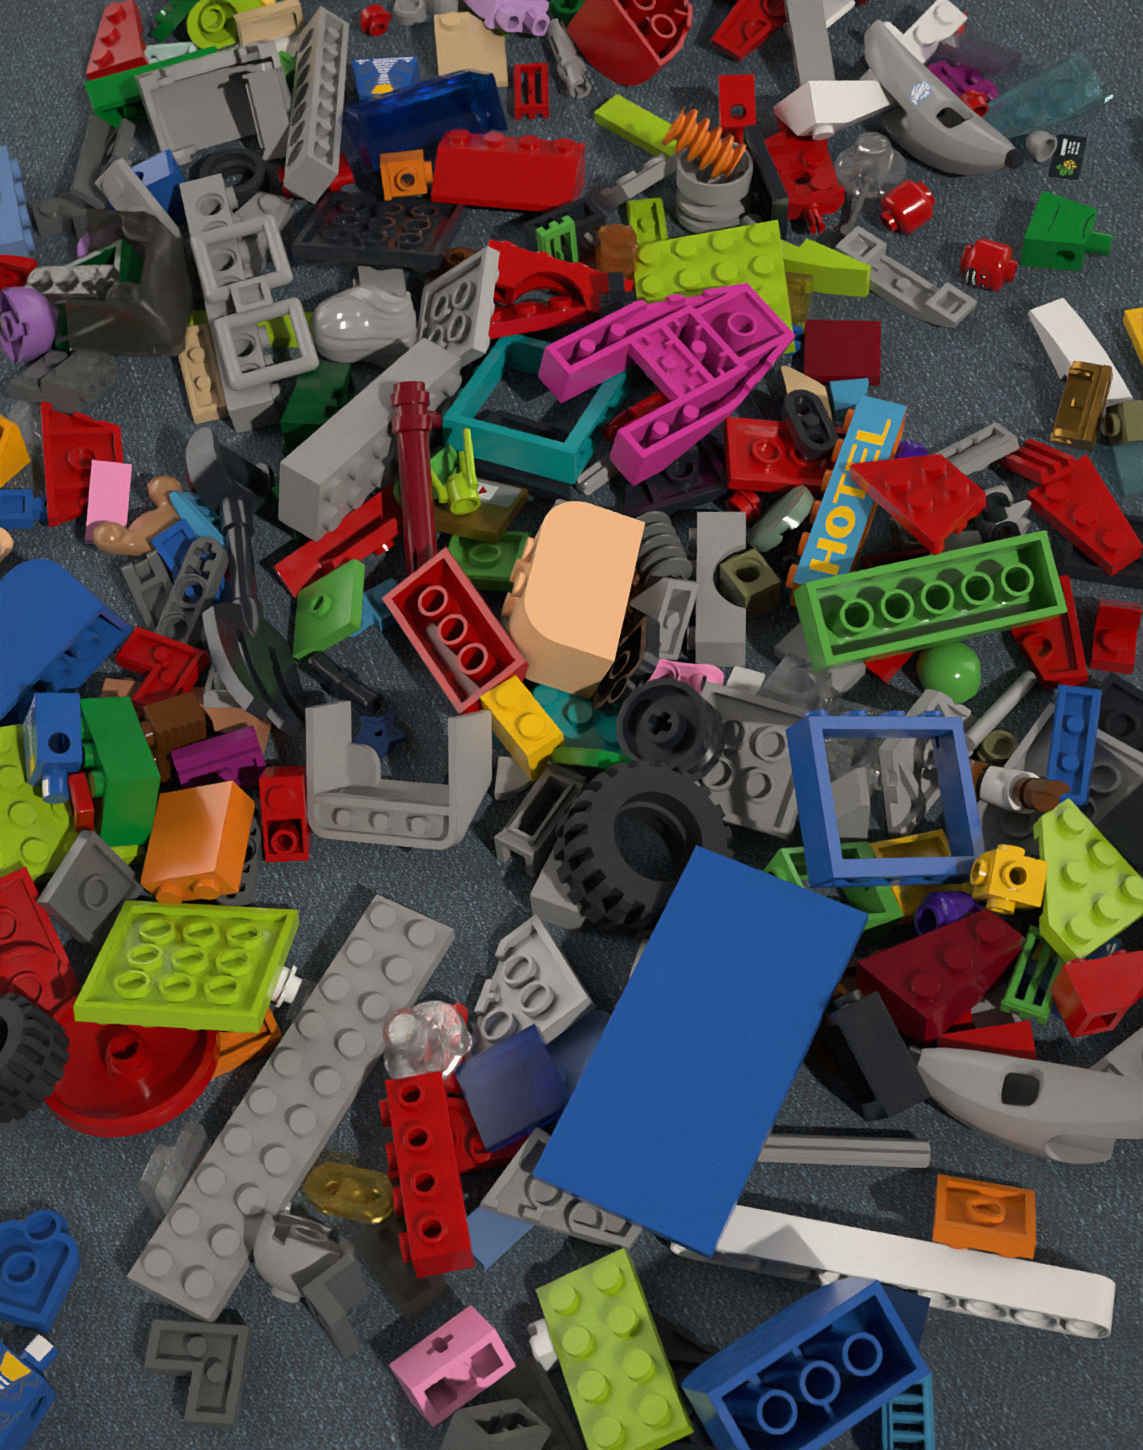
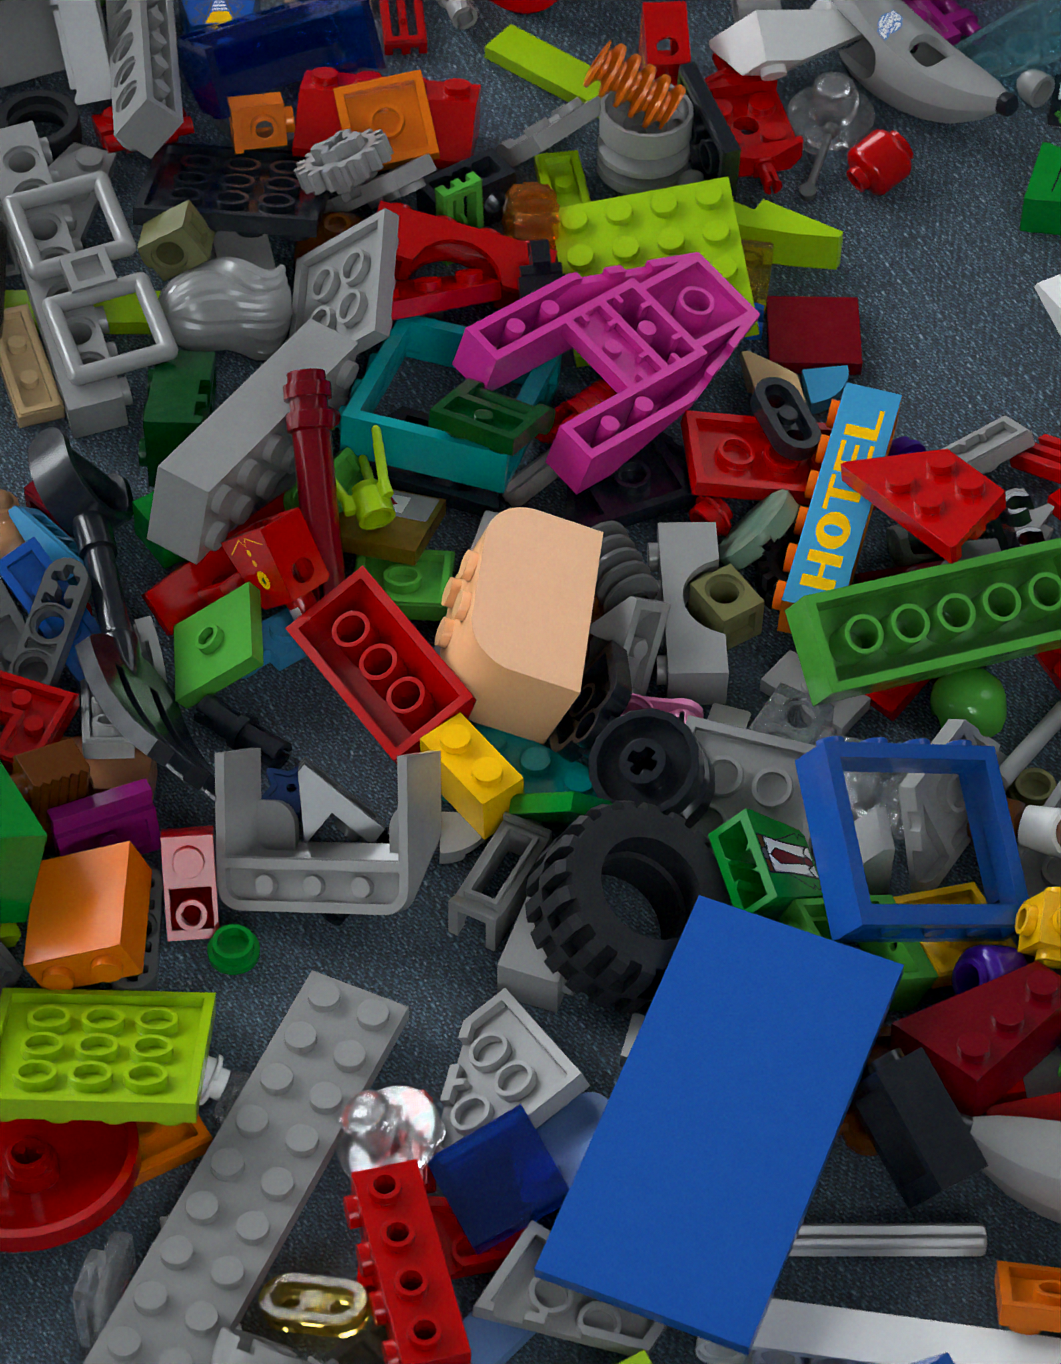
camera: 10 degrees left, 5 degrees down
(274, 610) = (150, 644): none -> light grey tile
(317, 872) = (233, 950): none -> green plate
(325, 271) = (175, 241): none -> olive brick
(380, 542) = (279, 560): none -> red torso
(400, 741) = (324, 795): none -> slope
(465, 206) = (343, 161): none -> light grey gear
(498, 227) = (385, 186): none -> light grey wing
(504, 175) = (398, 108): none -> orange plate
(562, 422) = (490, 418): none -> dark green plate
(757, 817) = (764, 864): none -> green torso
(902, 286) = (882, 258): light grey slope -> none
(976, 101) = (955, 35): red plate -> none
(988, 264) = (982, 230): red head -> none

